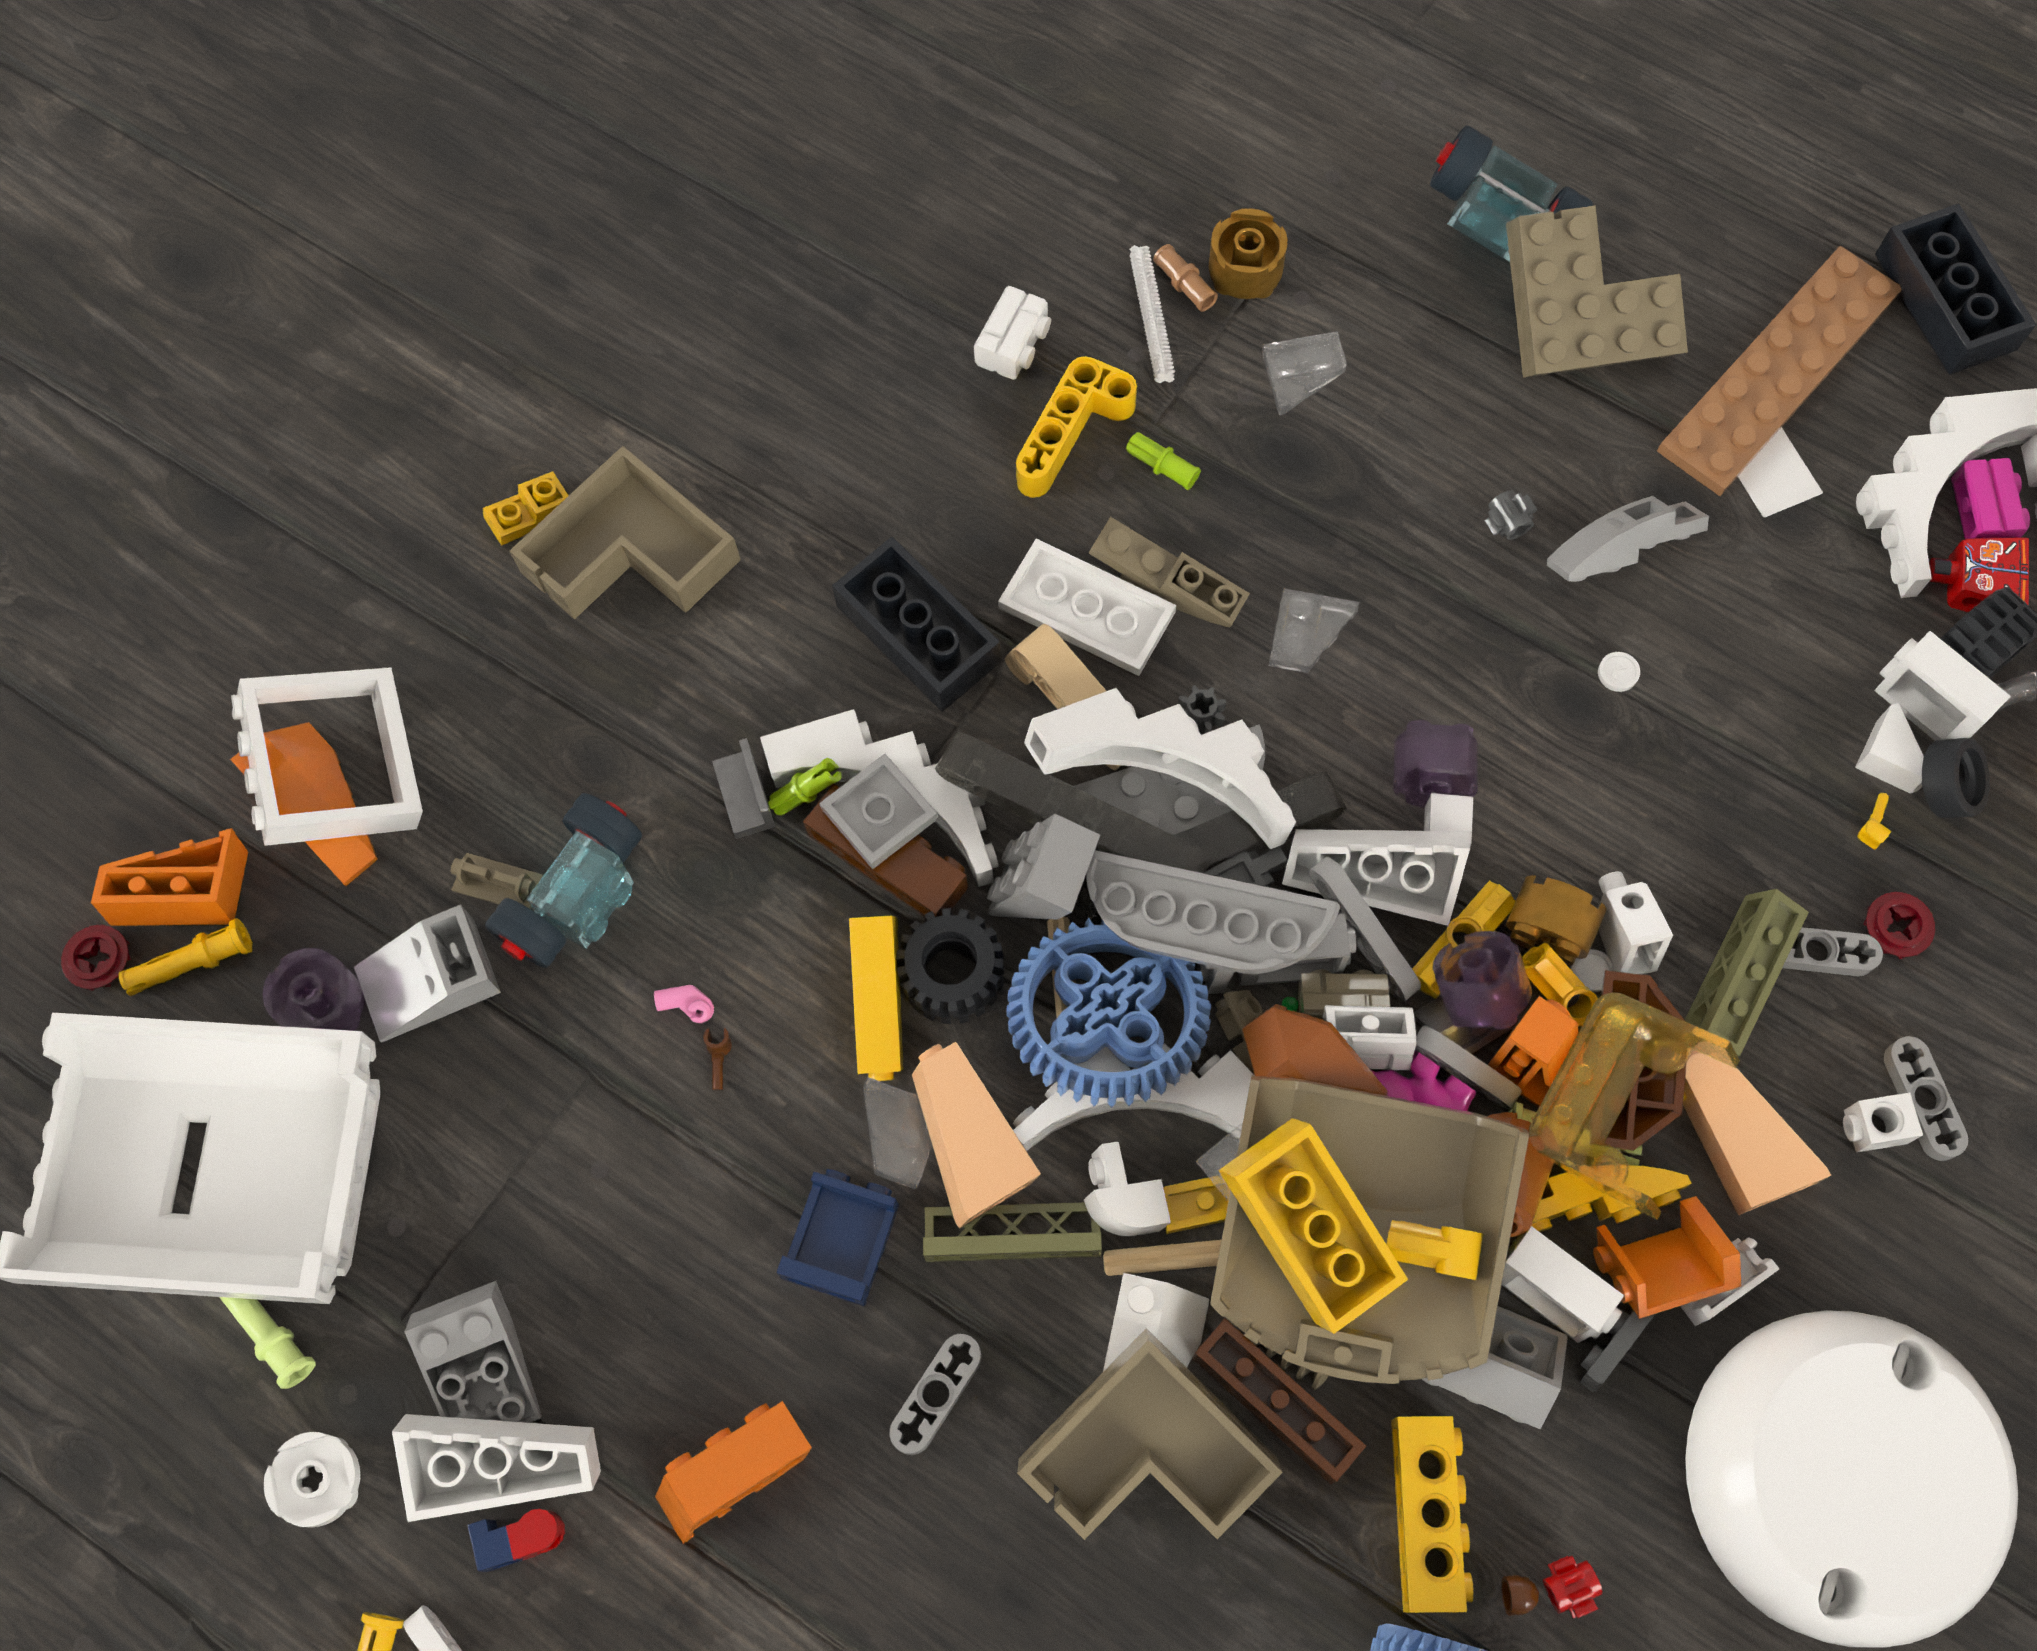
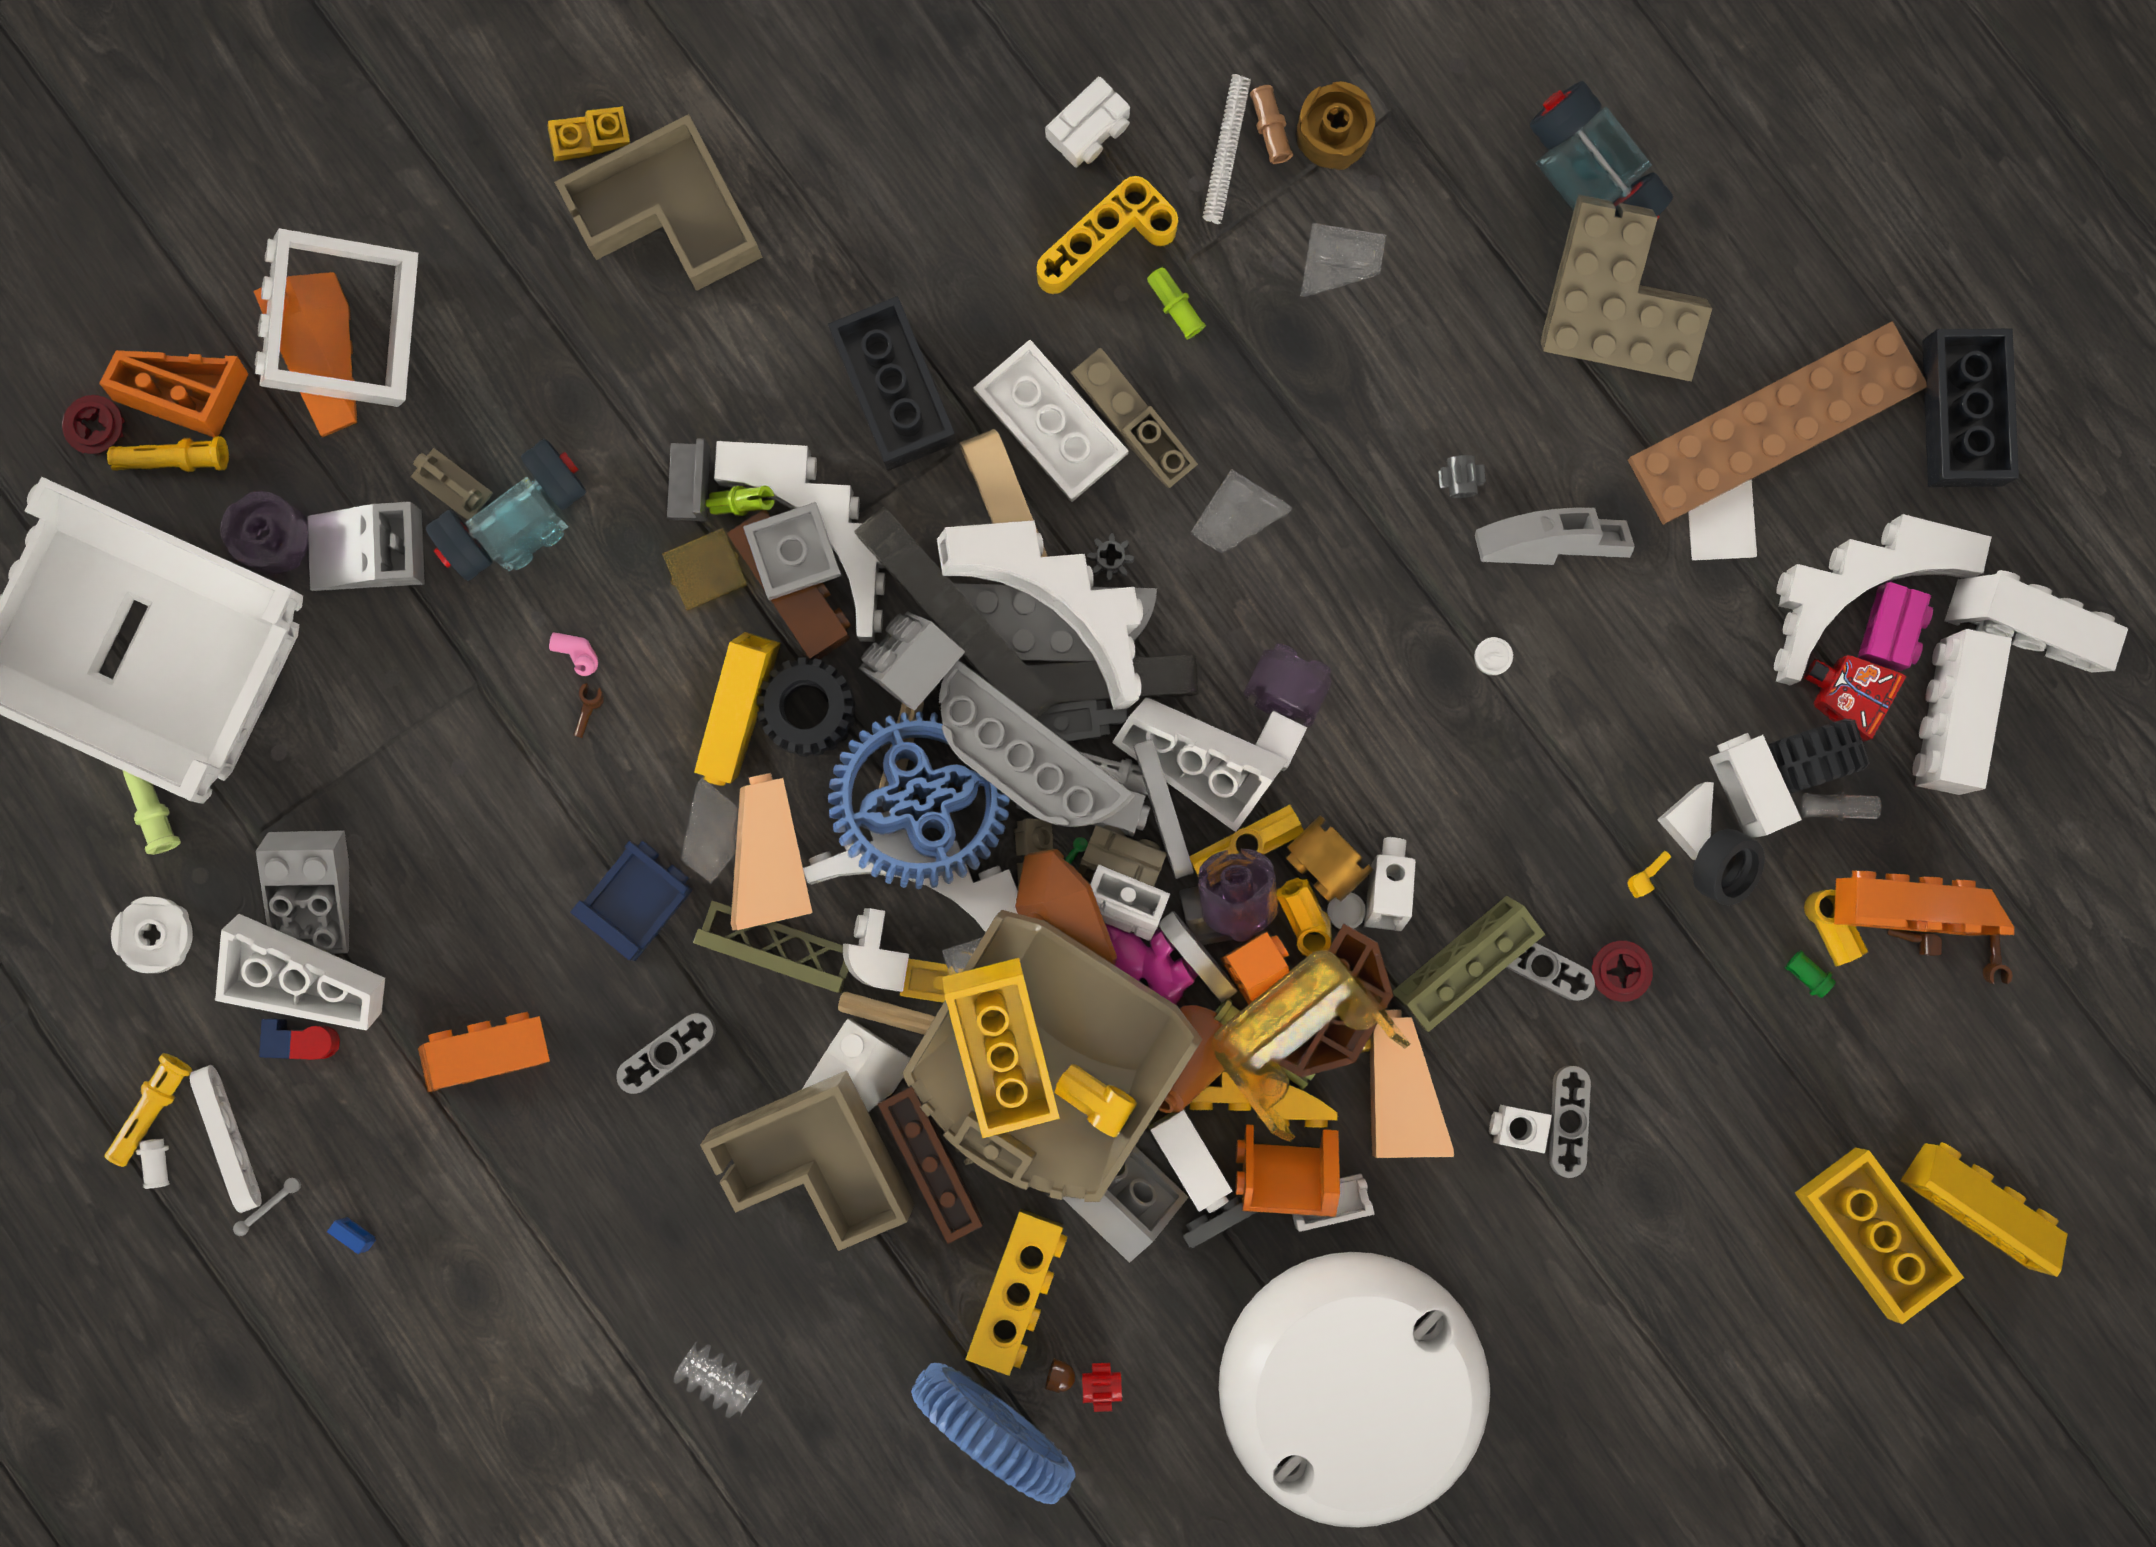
camera: 15 degrees right, 15 degrees up
(791, 873) = (704, 569): none -> clear yellow piece

